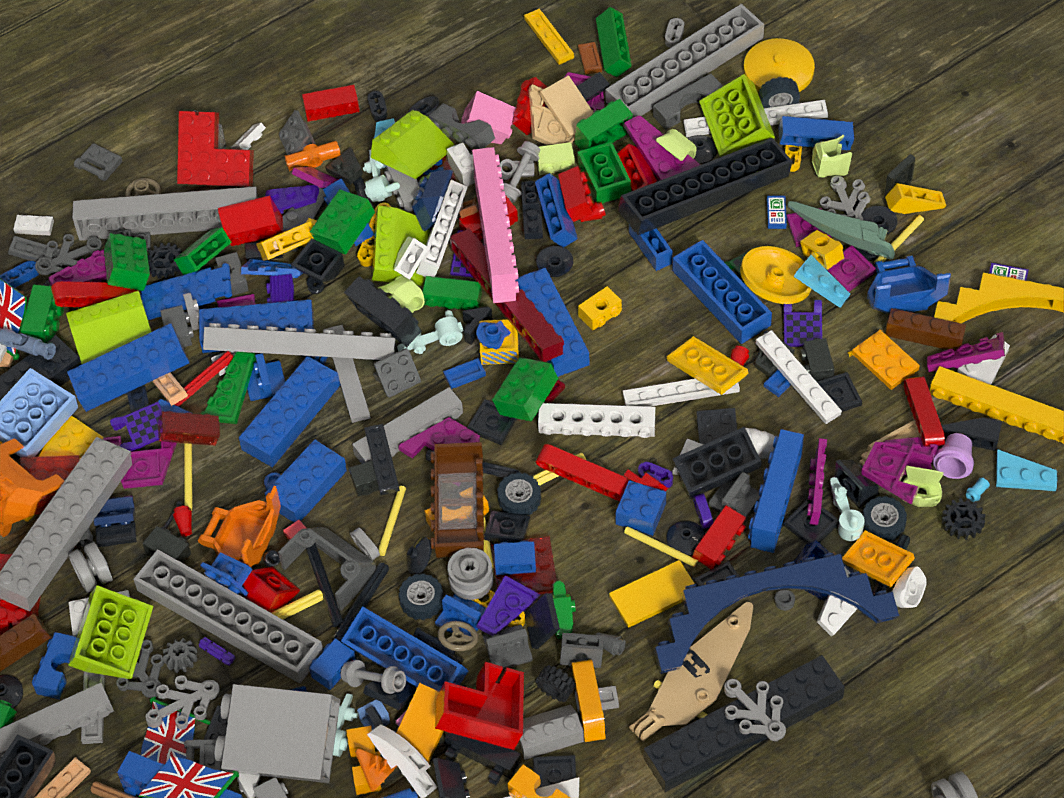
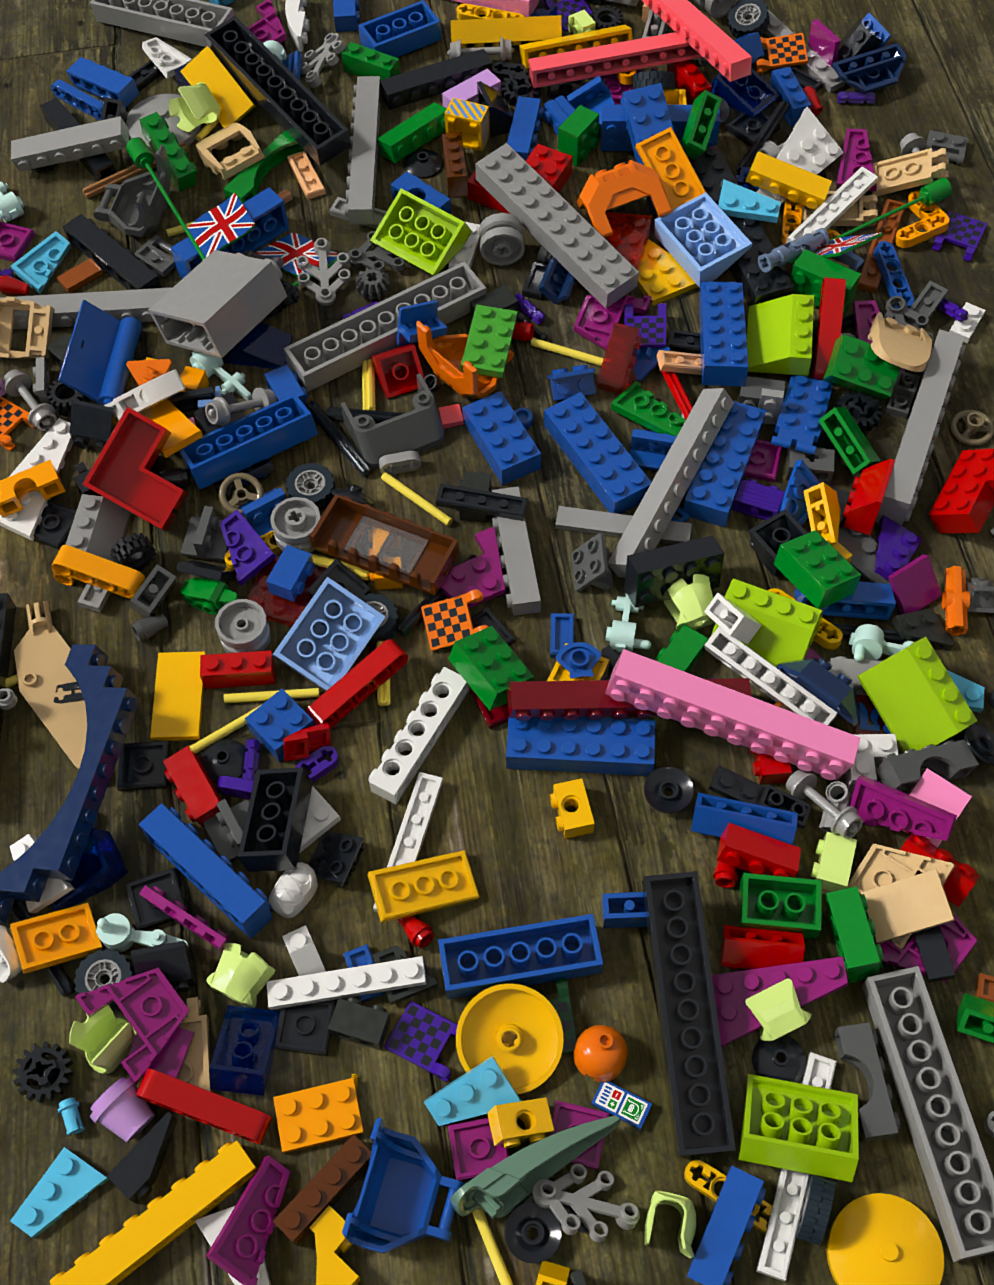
camera: 115 degrees right, 5 degrees up
(31, 229) = (953, 310): none -> dark purple axle
(110, 232) = (900, 344): none -> tan slope
(159, 515) = (529, 309): none -> dark purple axle
(216, 521) = (490, 340): none -> bright green plate
(220, 458) = (567, 384): none -> blue bracket
(496, 437) = (450, 620): none -> orange flag
(505, 126) = (894, 809): none -> magenta wing
(553, 508) = (329, 635): none -> light blue slope
(579, 569) = (243, 627): none -> light grey wheel
(612, 558) = (238, 669): none -> red brick
(618, 533) = (265, 695): none -> light yellow bar
(678, 517) = (251, 759): none -> dark purple axle
(753, 229) = (601, 1053): none -> orange cylinder
(793, 416) = (303, 952): none -> white slope
(838, 436) = (240, 975): none -> yellowish green piece
(874, 414) = (244, 1050): none -> clear blue slope

